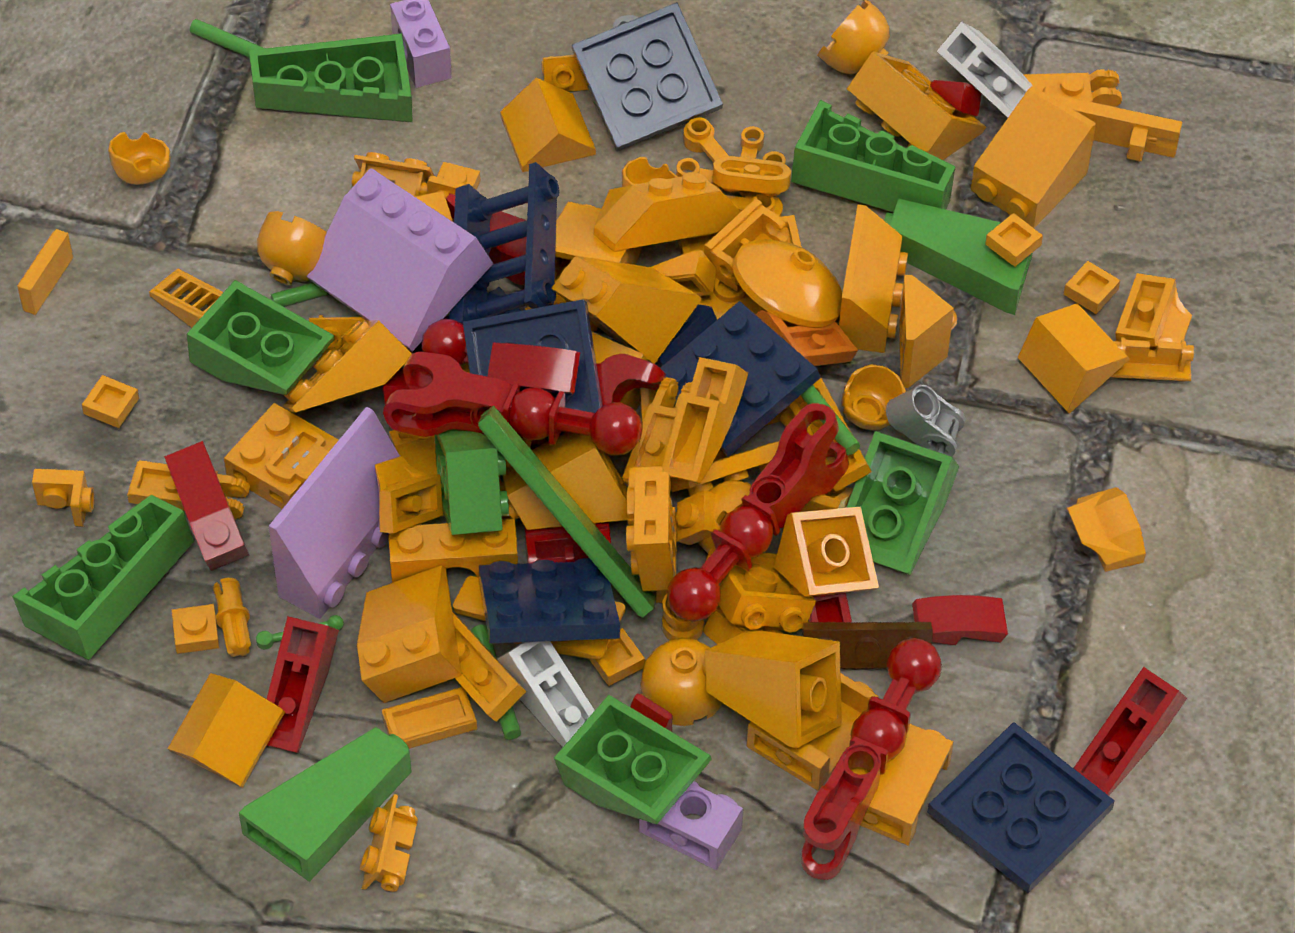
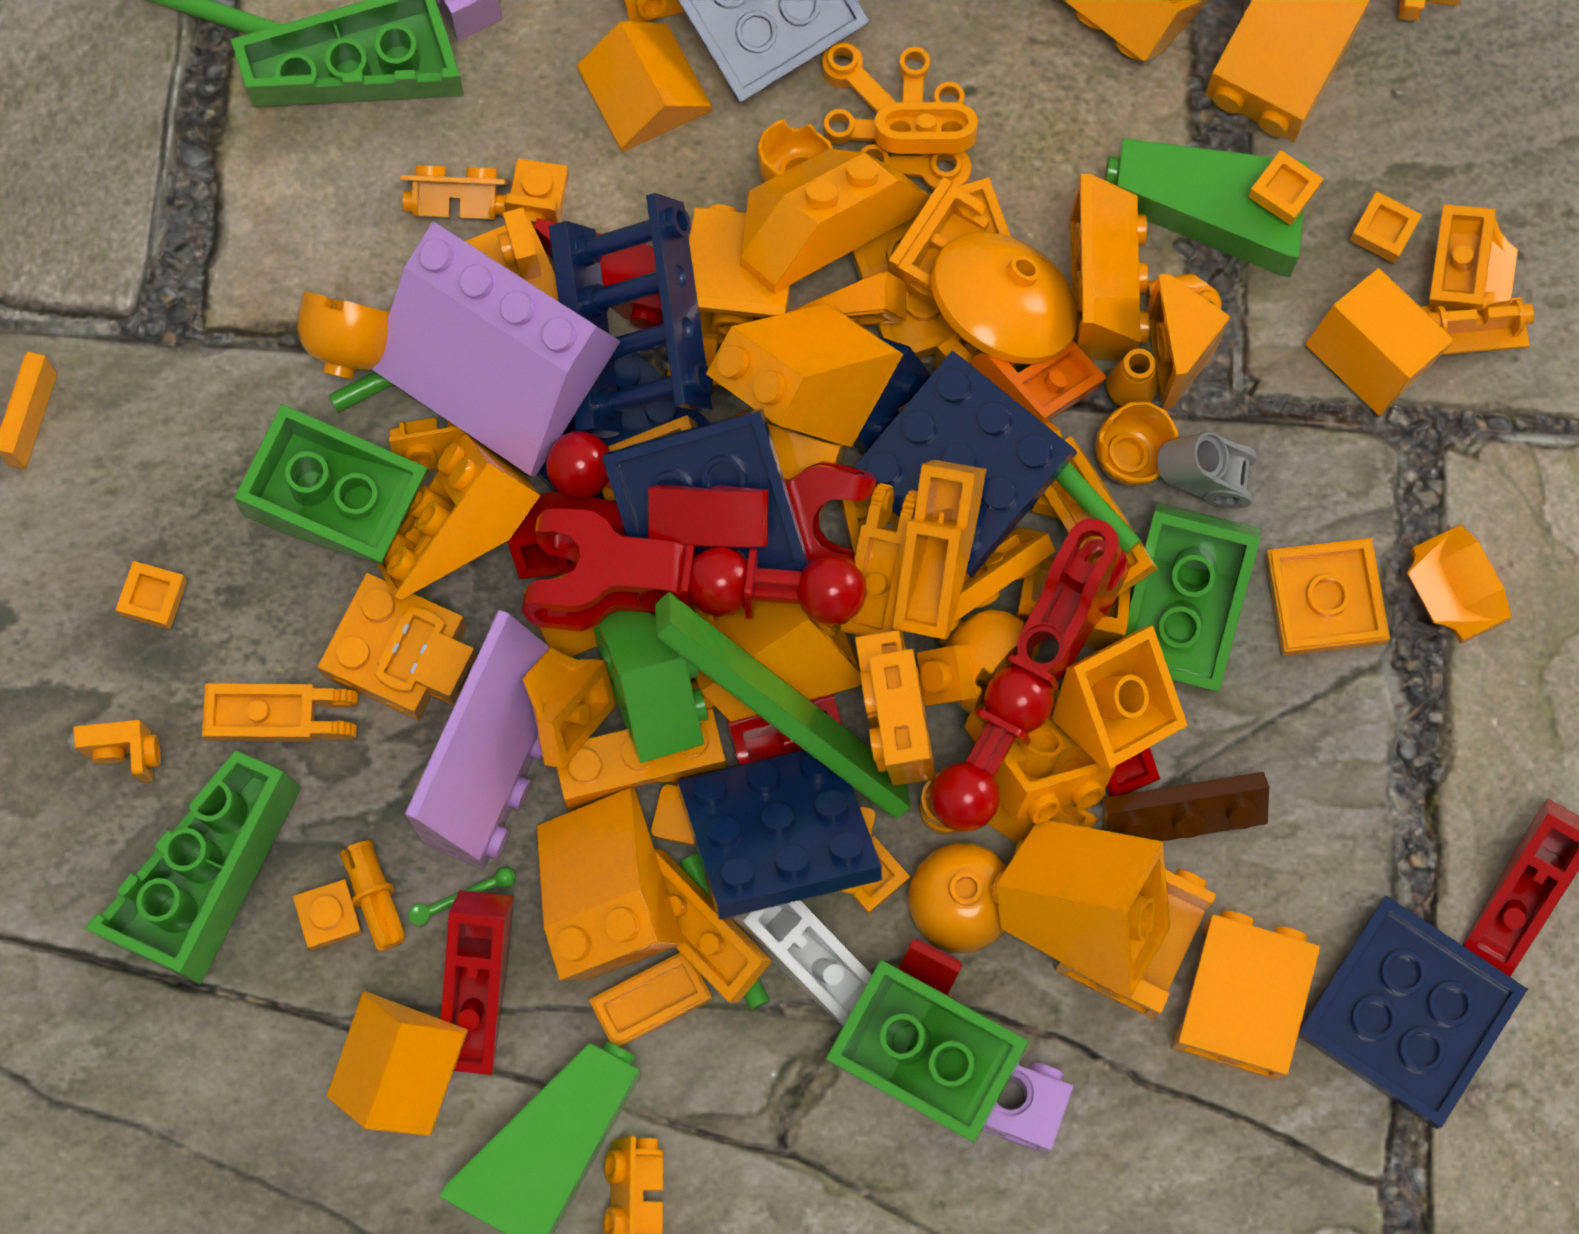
camera: 10 degrees left, 20 degrees up
(139, 159) = (115, 215): light orange hair -> none
(180, 307) = (214, 435): light orange slope -> none
(206, 506) = (308, 746): red slope -> none
(432, 195) = (518, 244): none -> light orange plate
(867, 166) = (1075, 89): bright green wedge -> none
(875, 739) = (1230, 973): red piece -> none
(881, 350) = (1133, 378): none -> light orange cone
(962, 617) = (1295, 748): red slope -> none
(1004, 524) = (1327, 597): none -> light orange tile

